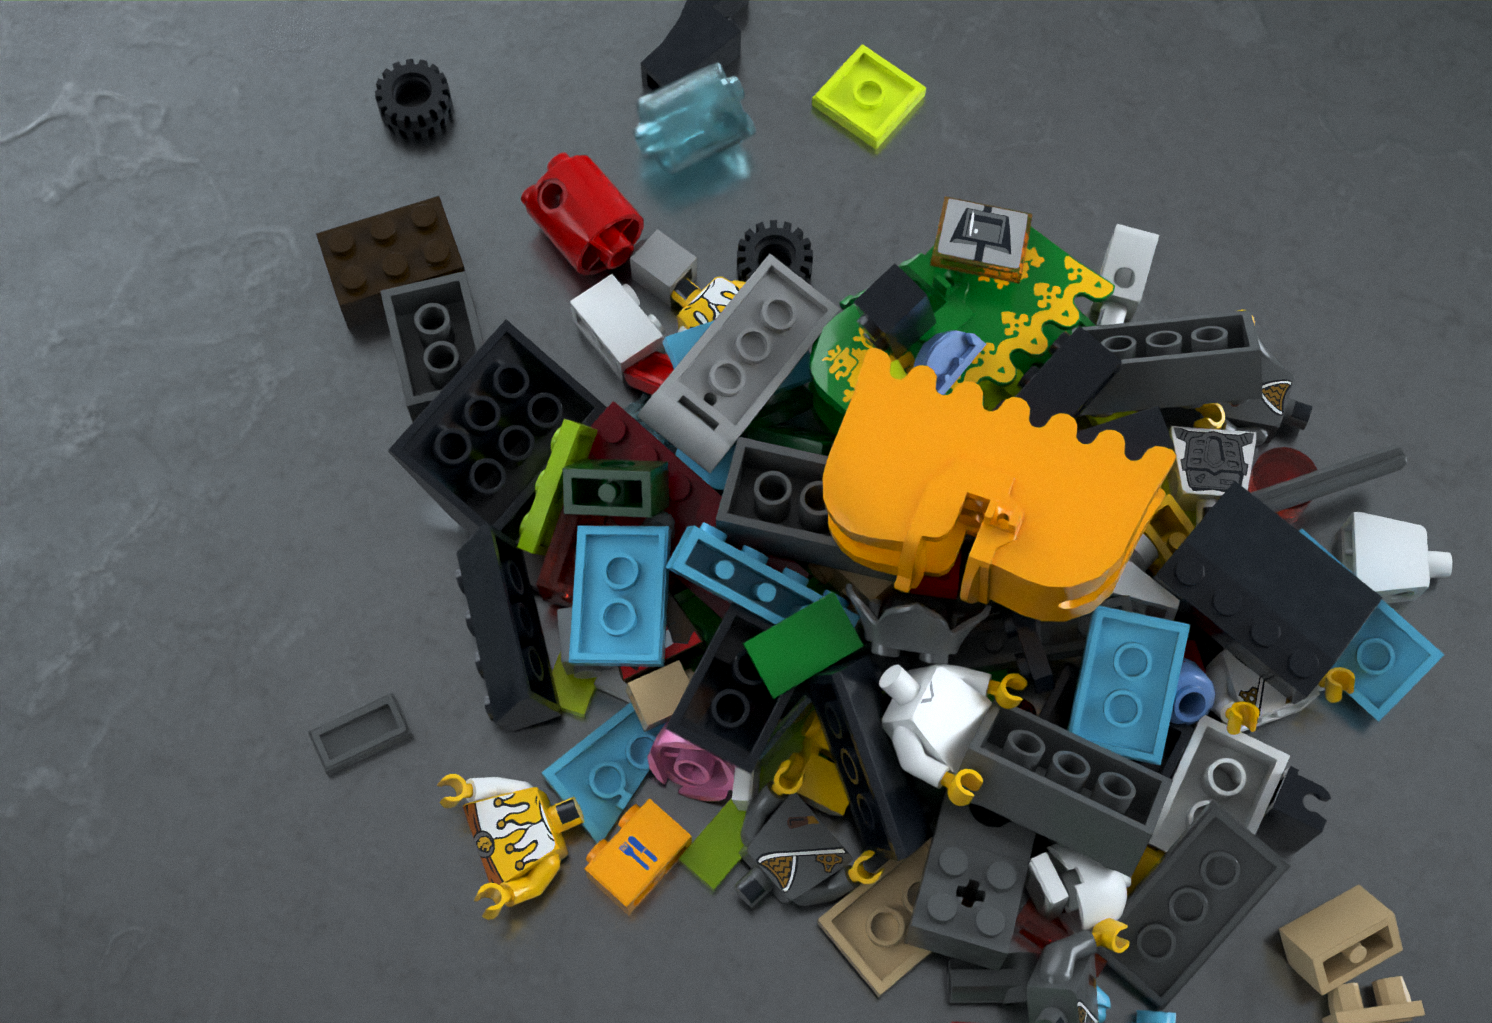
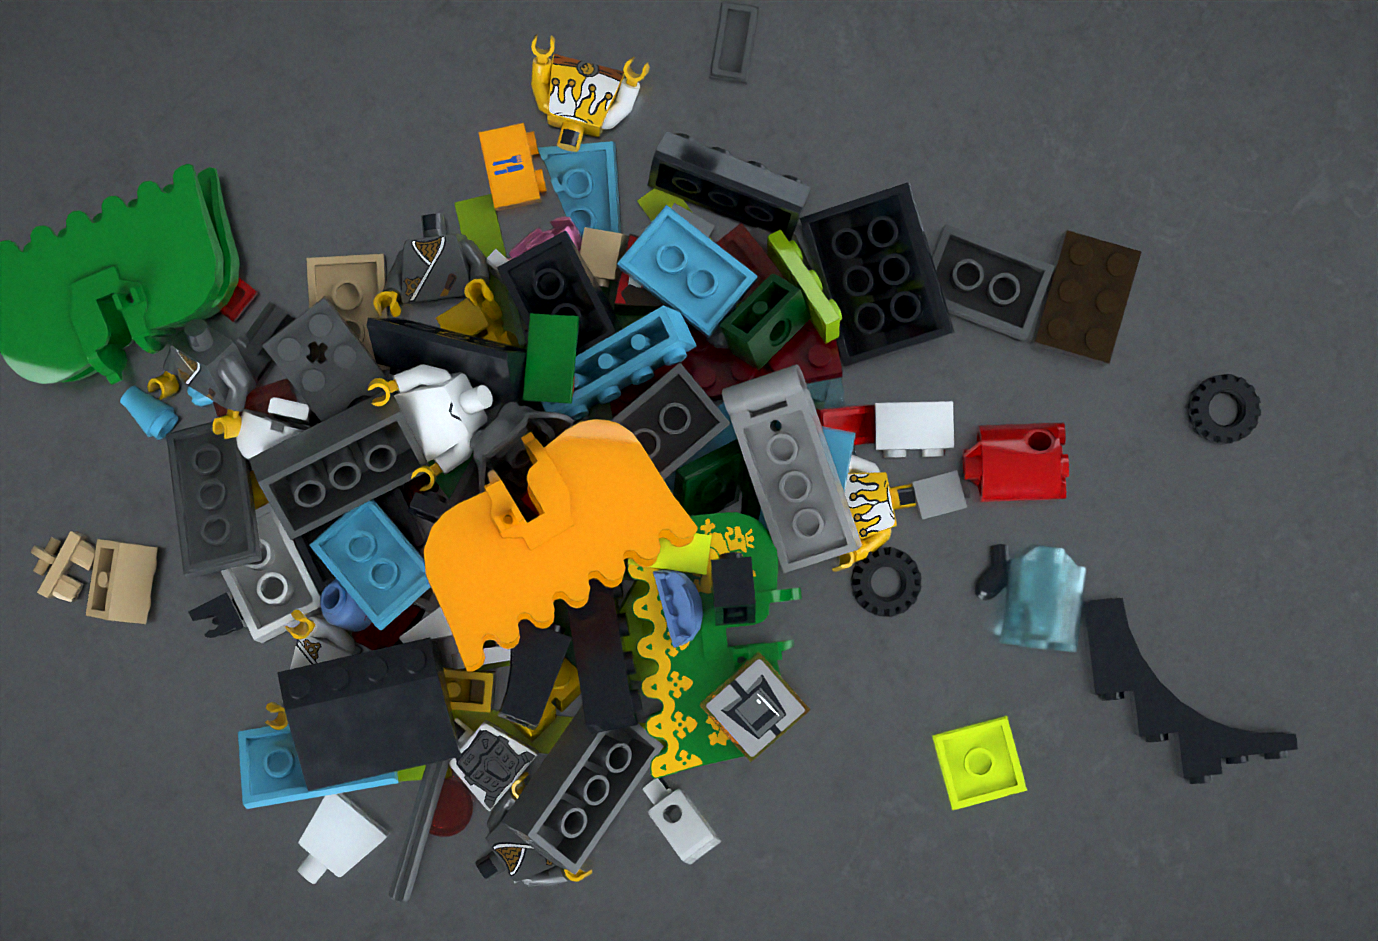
camera: 130 degrees right, 20 degrees up
(699, 178) = (995, 577): none -> black arm

